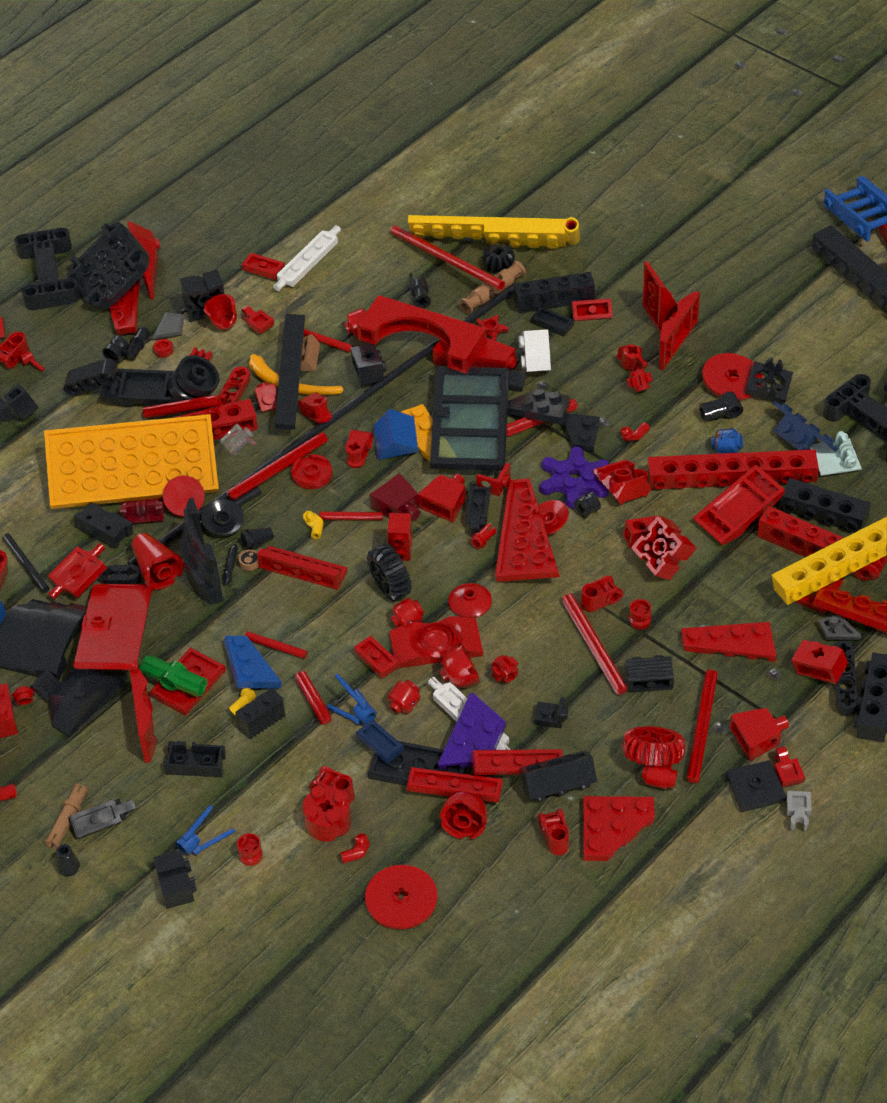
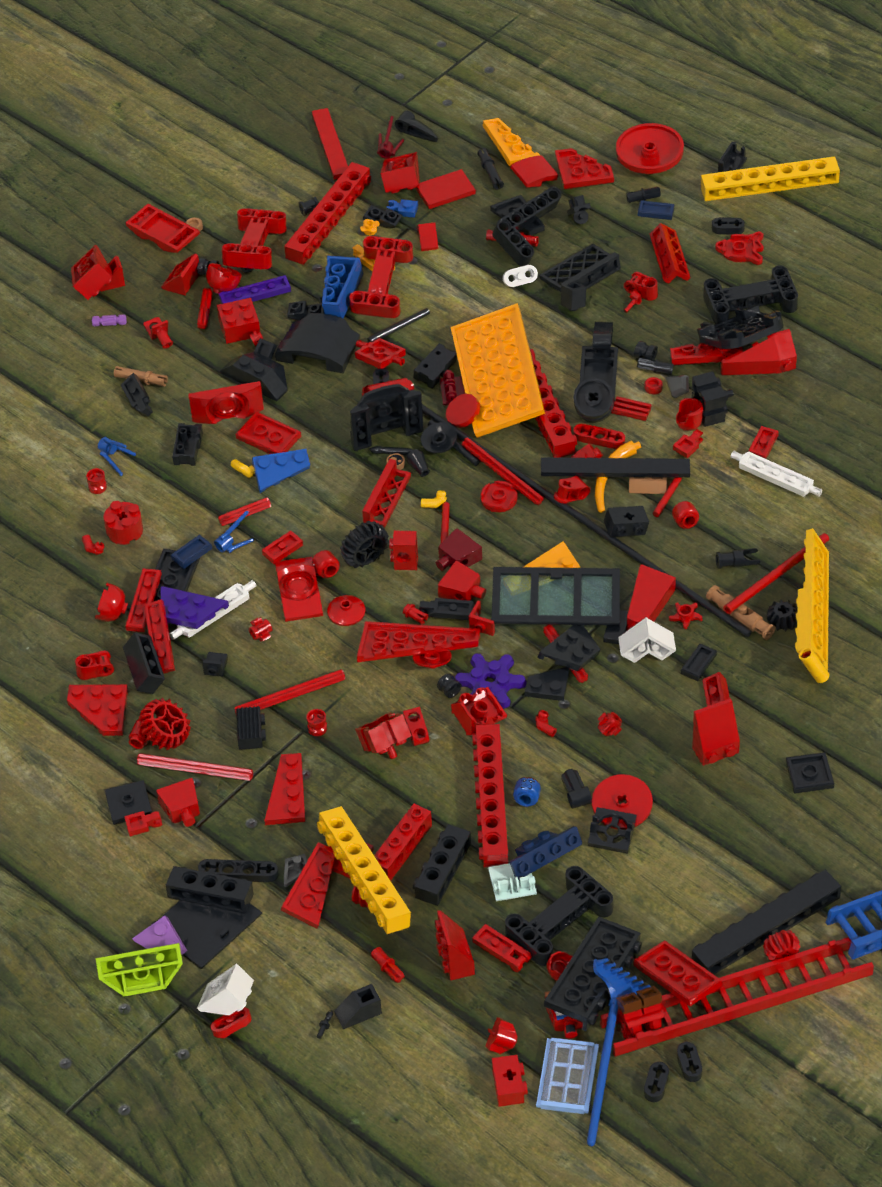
camera: 90 degrees right, 0 degrees up
(67, 861) = (97, 379): black cone -> none
(113, 627) = (309, 374): red door -> none
(173, 675) = (264, 419): green piece -> none
(174, 879) = (75, 440): black brick -> none
(181, 406) = (568, 401): red axle -> none
(237, 439) = (535, 442): clear bracket -> none
(260, 713) = (226, 477): black brick -> none
(276, 645) = (301, 487): red bar -> none
(332, 778) = (152, 527): red piece -> none
(358, 447) = (525, 523): red piece -> none
(392, 316) = (645, 579): red arch -> none
(395, 435) = (535, 547): blue slope -> none
(403, 697) = (236, 565): red head -> none
(418, 900) = (59, 575): red piece -> none
(459, 667) = (262, 599): red cylinder -> none
(553, 292) = (732, 658): black brick -> none
(599, 594) = (342, 694): red piece -> none
(631, 357) = (644, 720): red piece -> none
(678, 327) = (672, 749): red slope -> none
(688, 251) = (809, 772): none -> black tile
(739, 505) = (440, 795): red slope -> none
(799, 807) = (102, 828): light grey plate -> none
(819, 661) = (248, 845): red brick -> none

